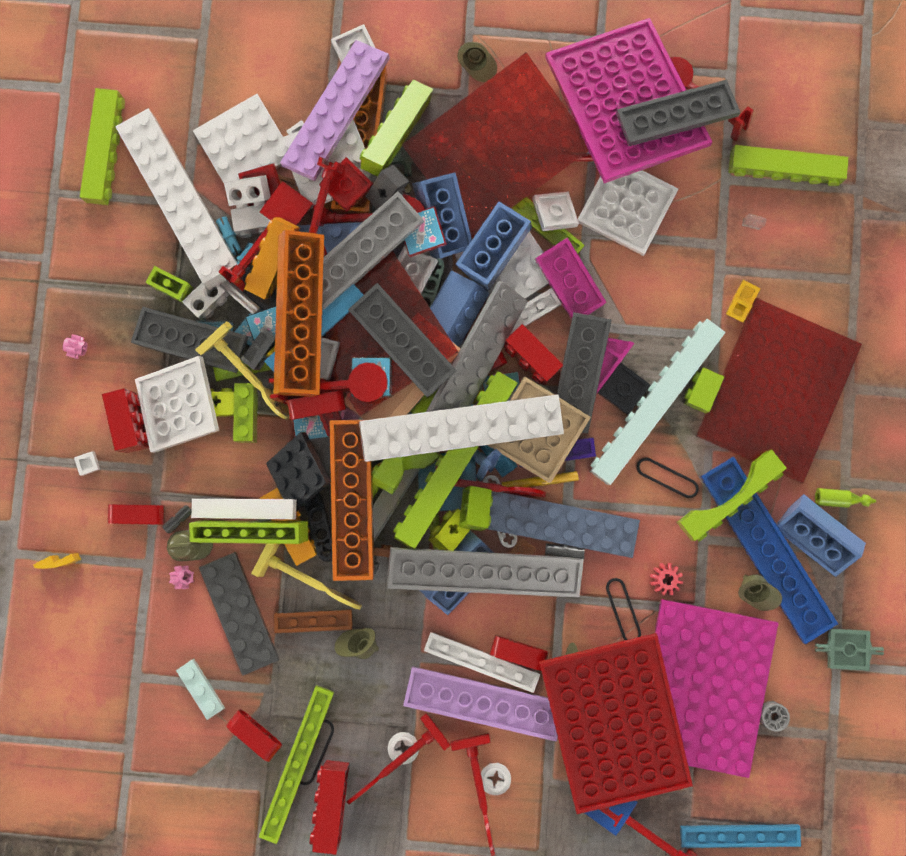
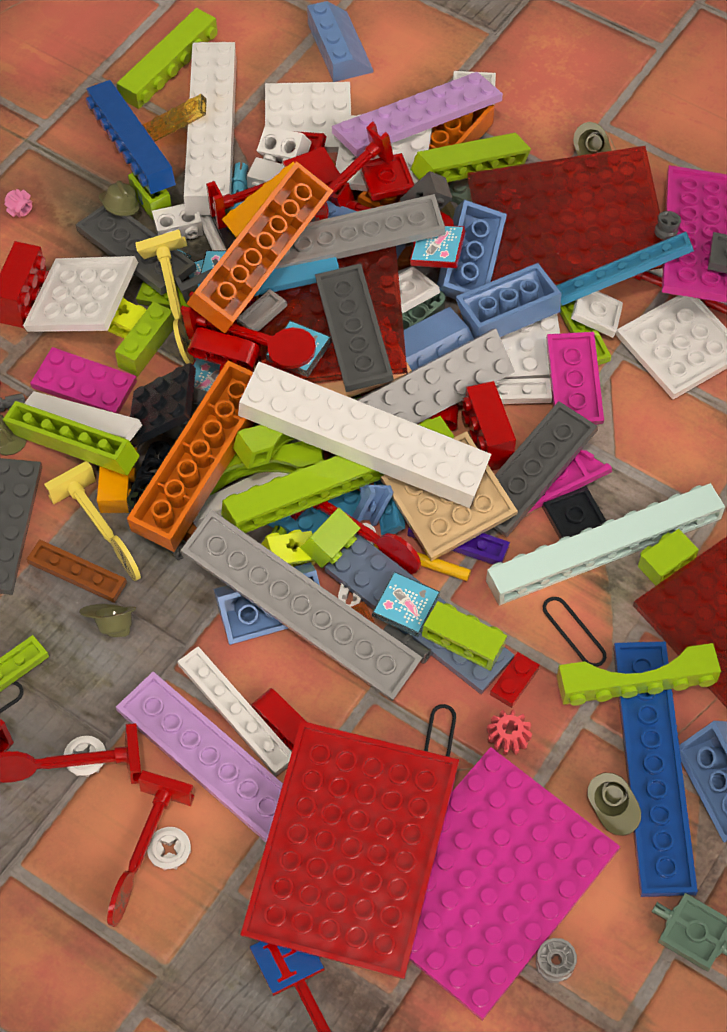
camera: 25 degrees right, 25 degrees down
(125, 246) = (130, 137): none -> blue brick
(146, 214) = (176, 117): none -> clear yellow plate
(150, 304) = (120, 199): none -> olive piece
(222, 470) = (83, 381): none -> dark pink plate
(225, 58) = (337, 41): none -> medium blue slope
(552, 528) = (405, 604): none -> medium azure tile
(564, 172) = (625, 268): none -> dark azure tile
(583, 116) = (667, 225): none -> dark grey wheel
(604, 530) = (464, 635): none -> lime brick
(648, 536) = (514, 679): none -> red plate

